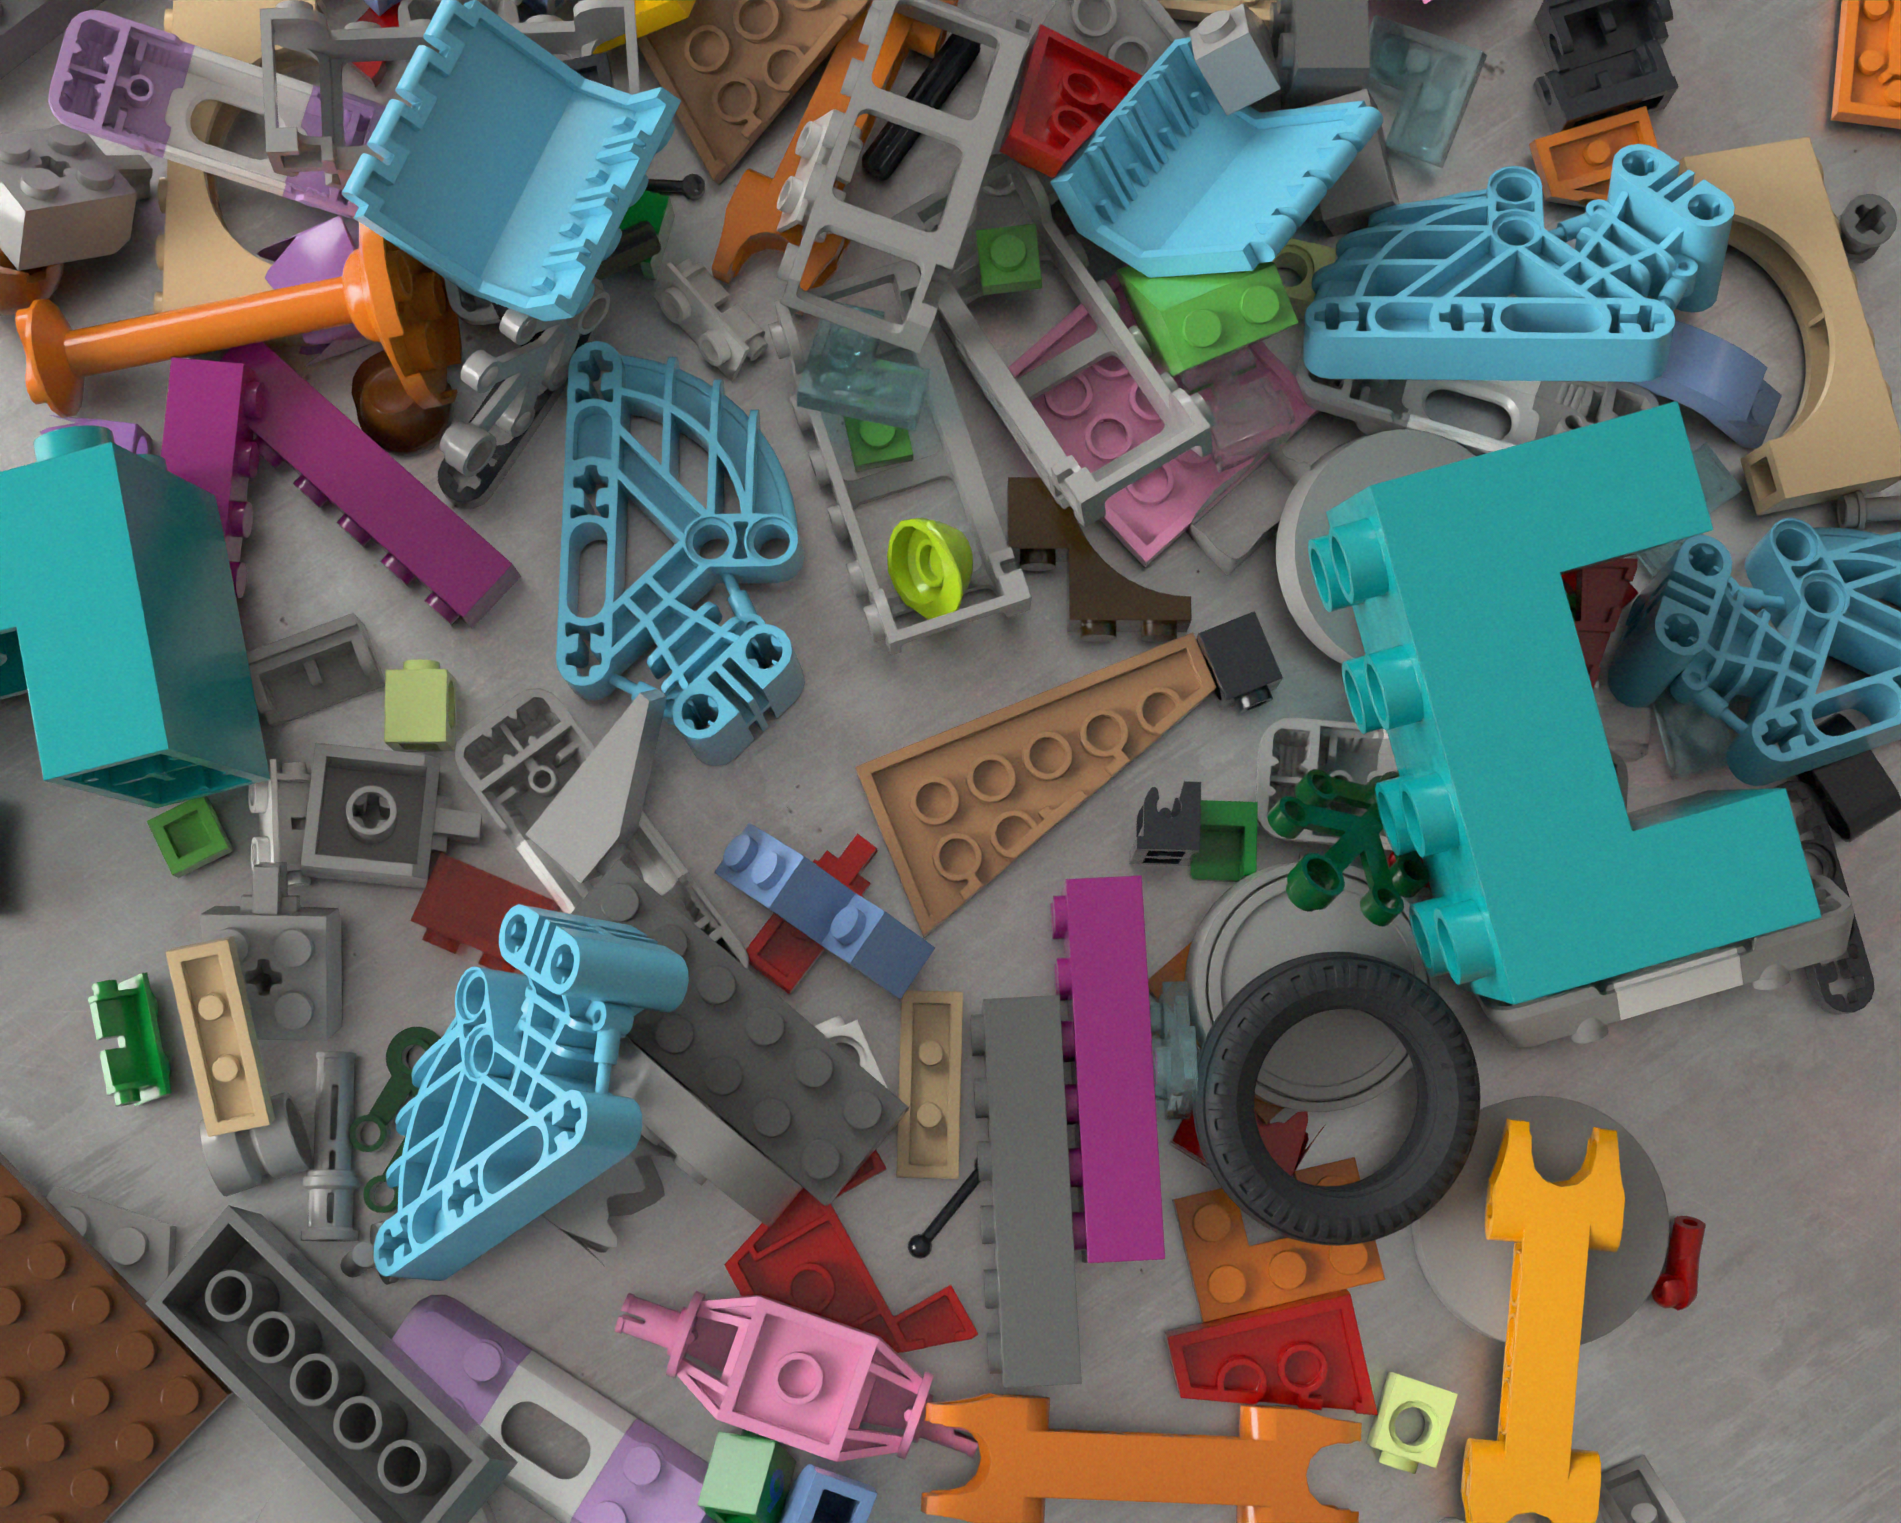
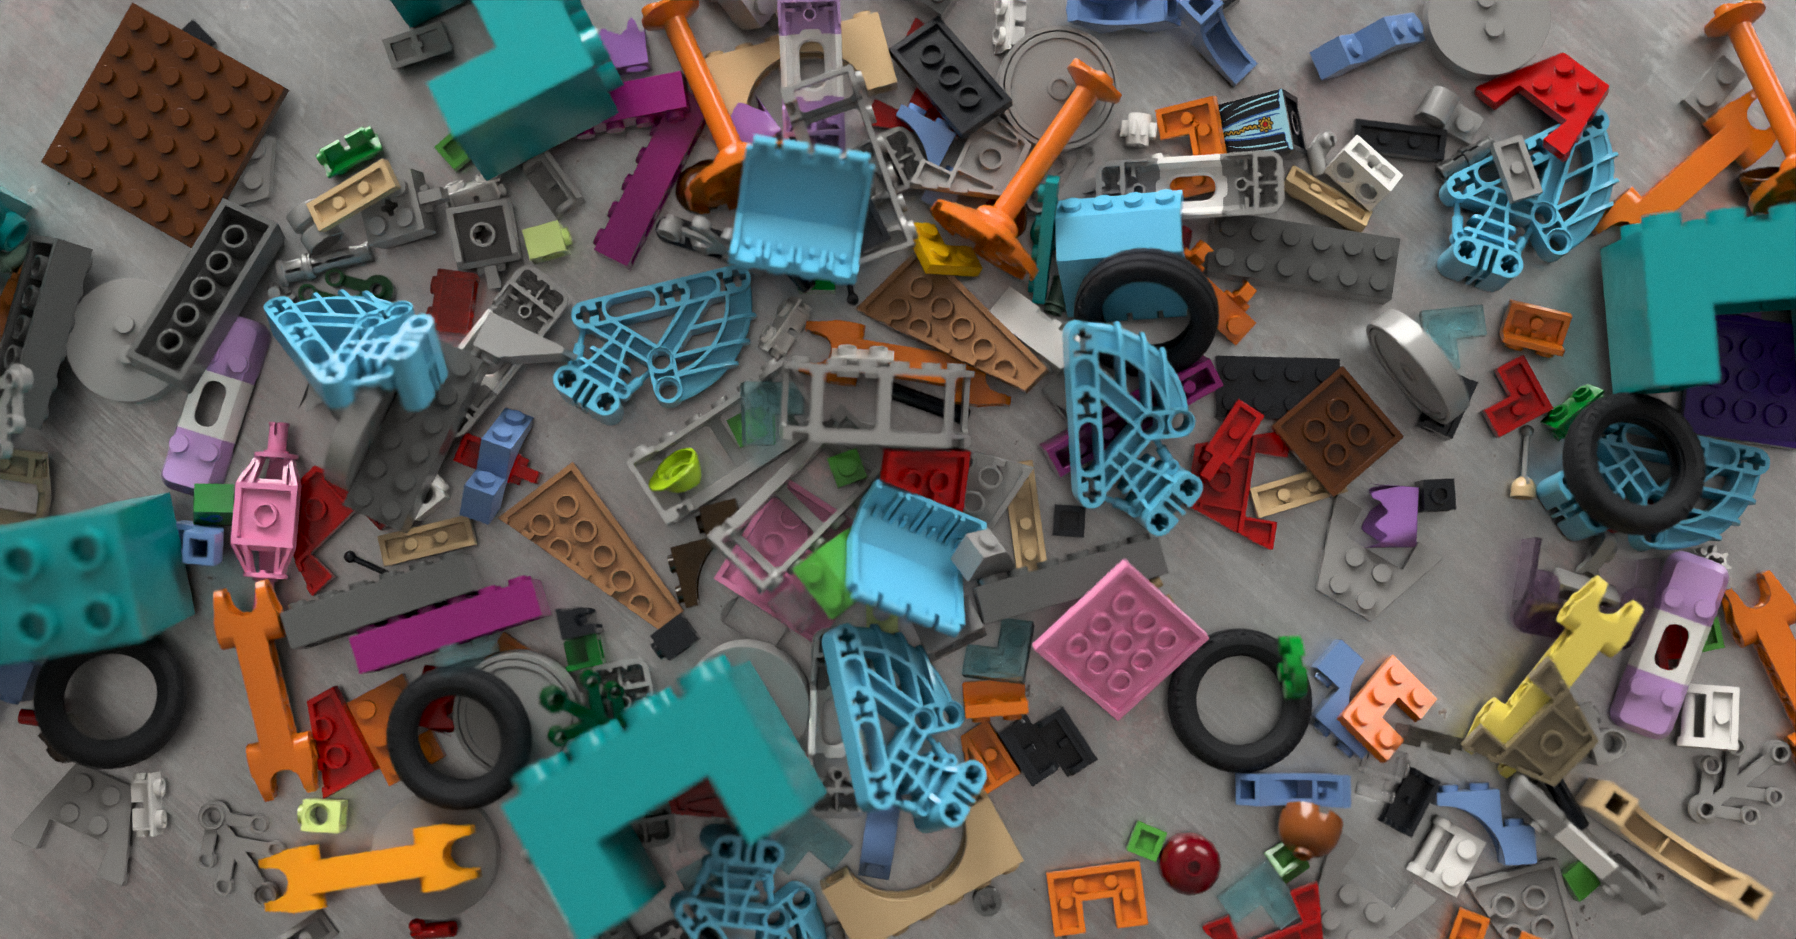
camera: 75 degrees right, 5 degrees up
(1502, 117) = (993, 698): none -> orange bracket

